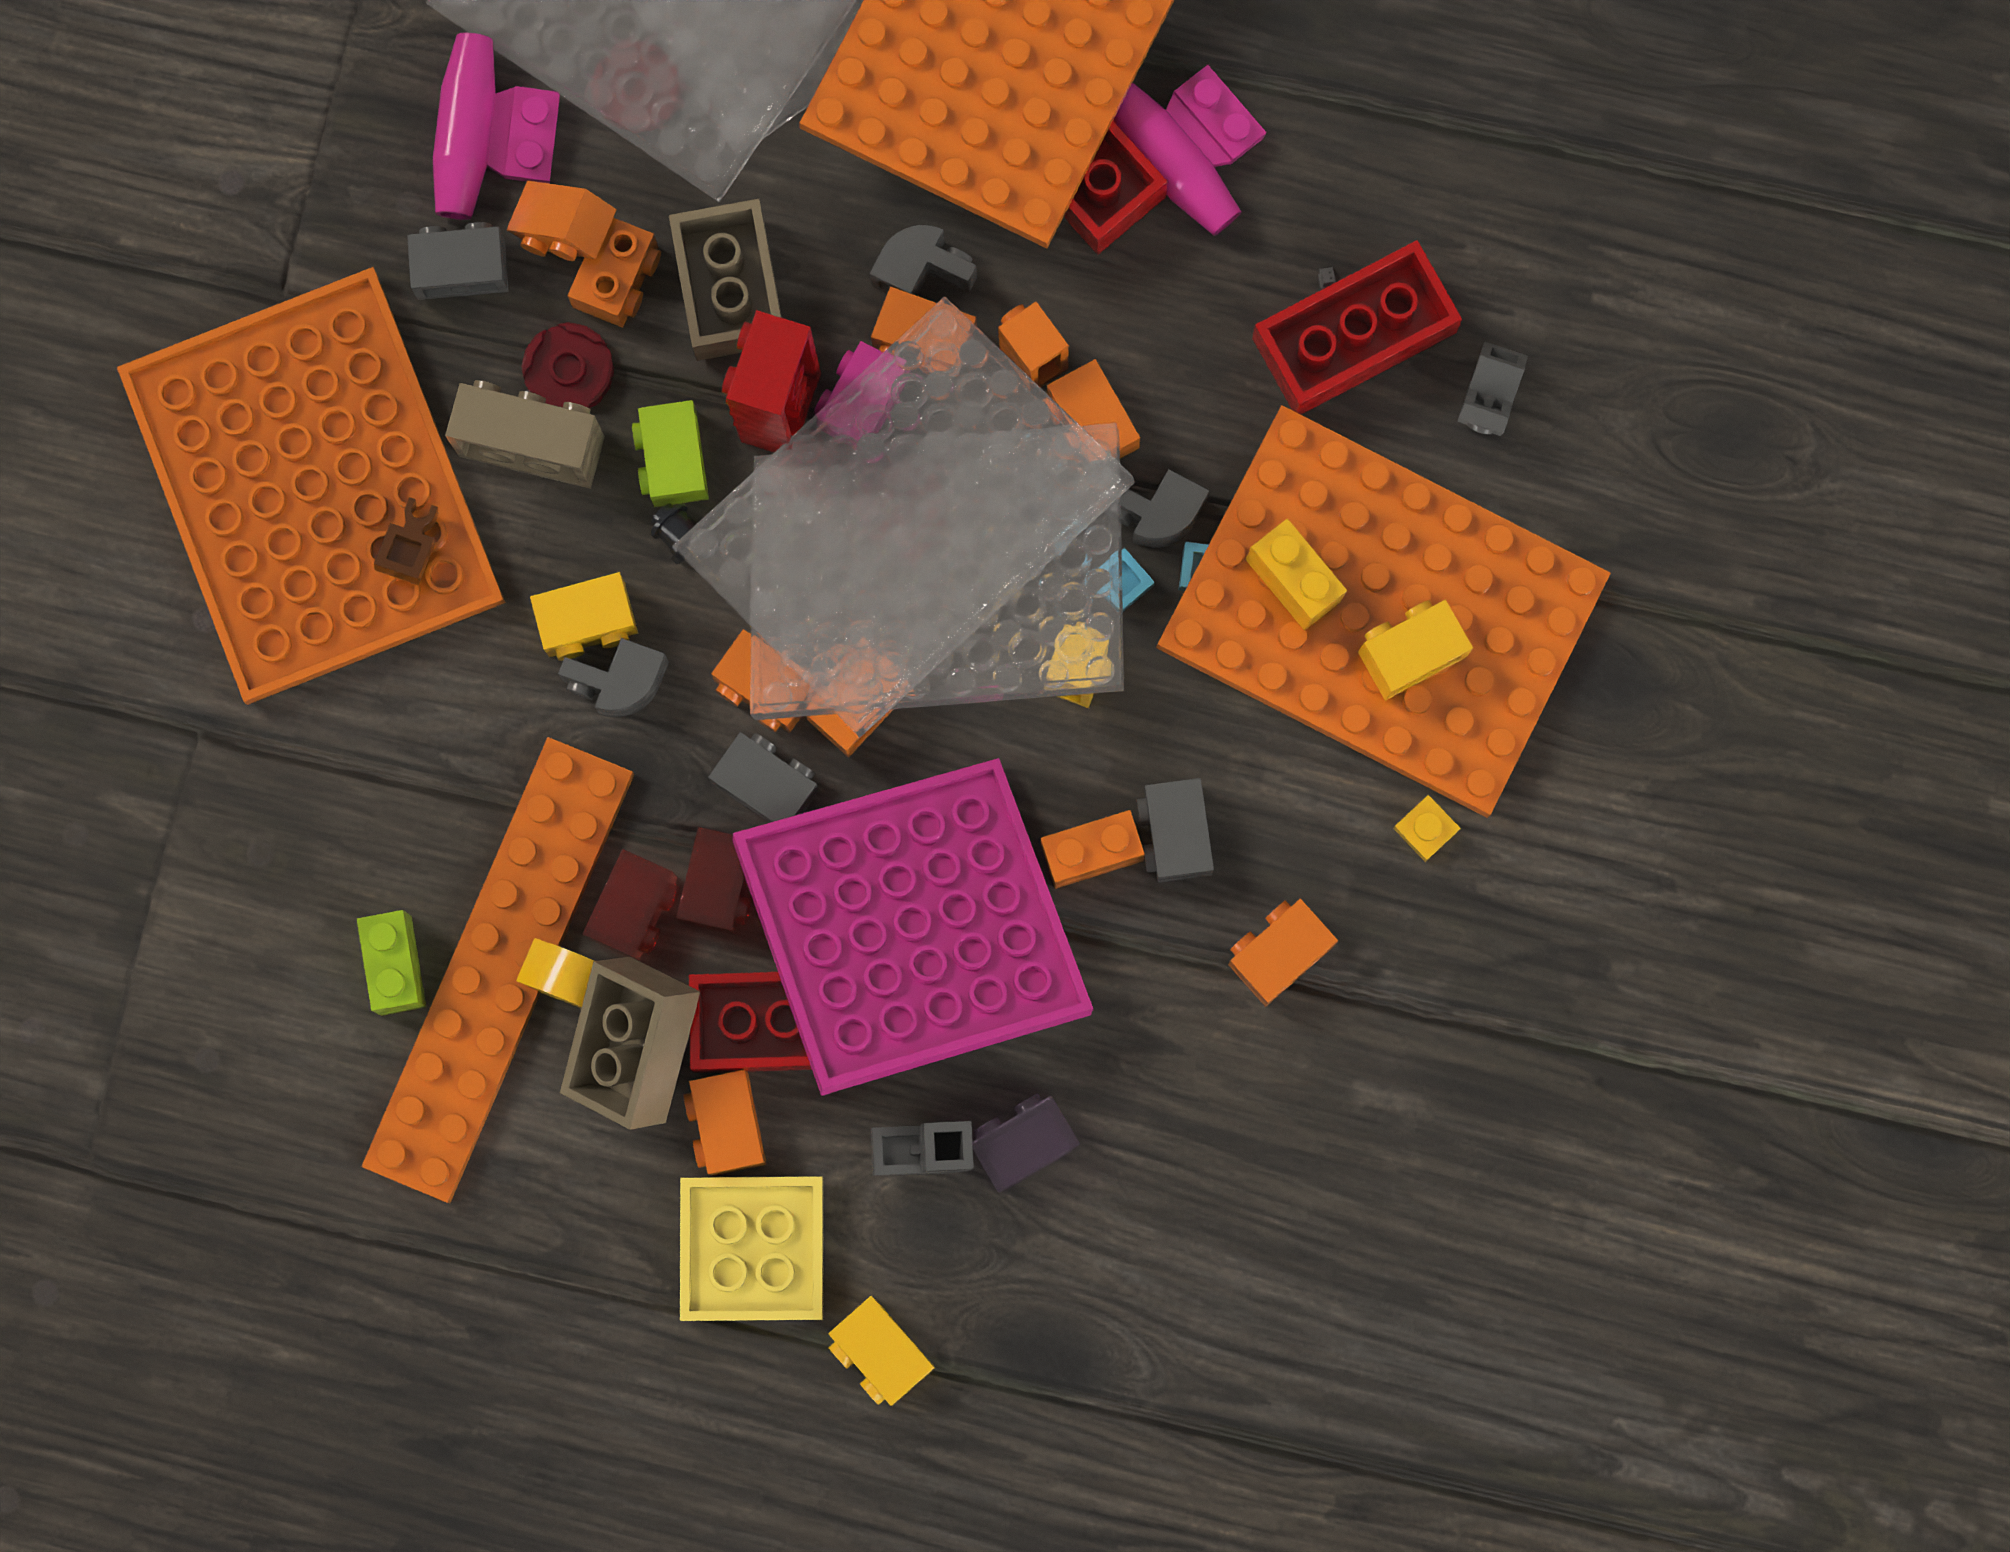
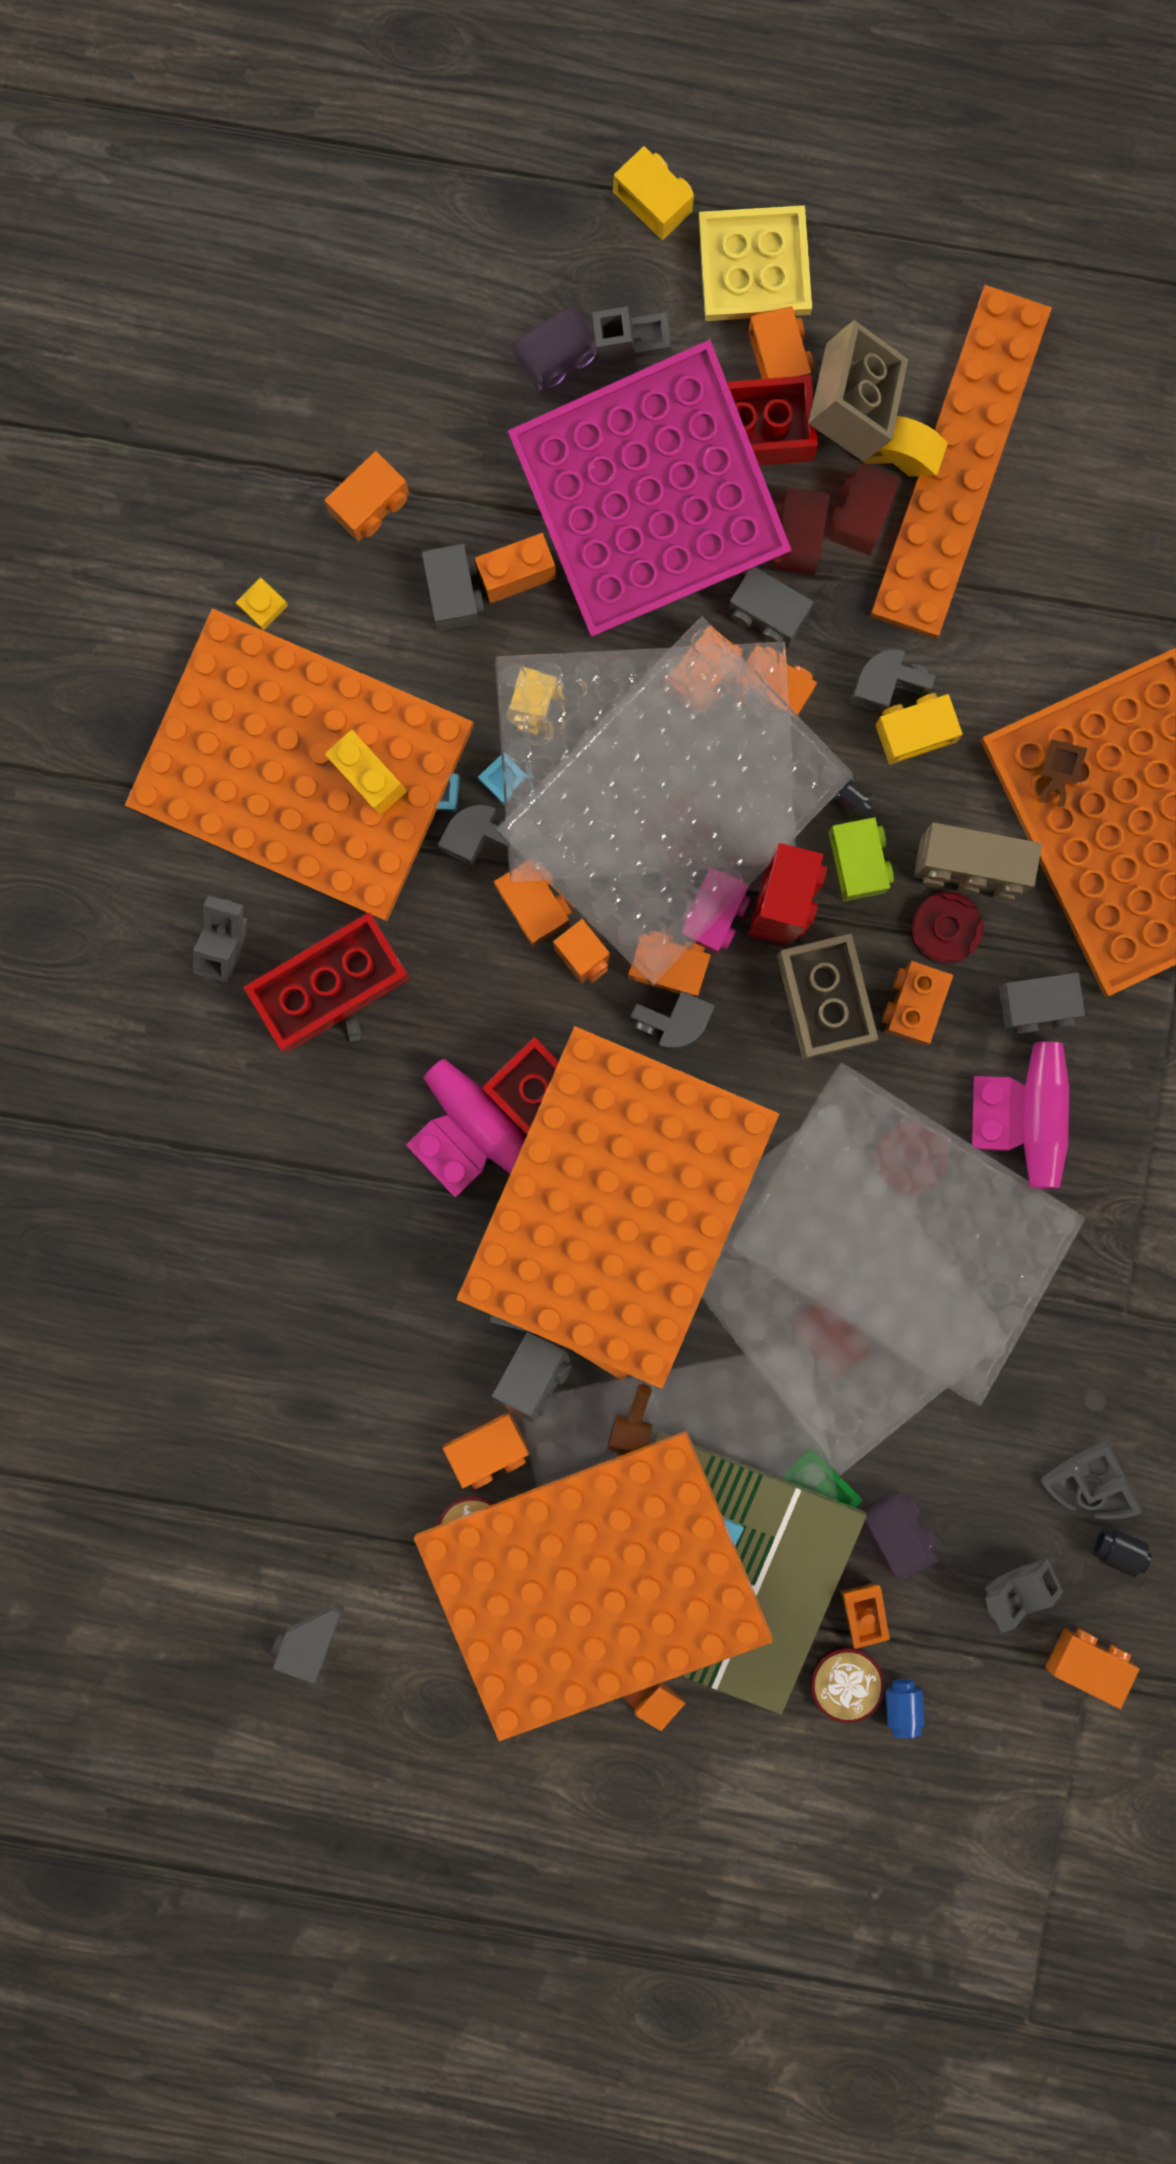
camera: 170 degrees right, 5 degrees up
(391, 963) = (1043, 454): lime piece -> none
(561, 220) = (963, 1034): orange piece -> none
(1415, 648) = (272, 722): yellow piece -> none

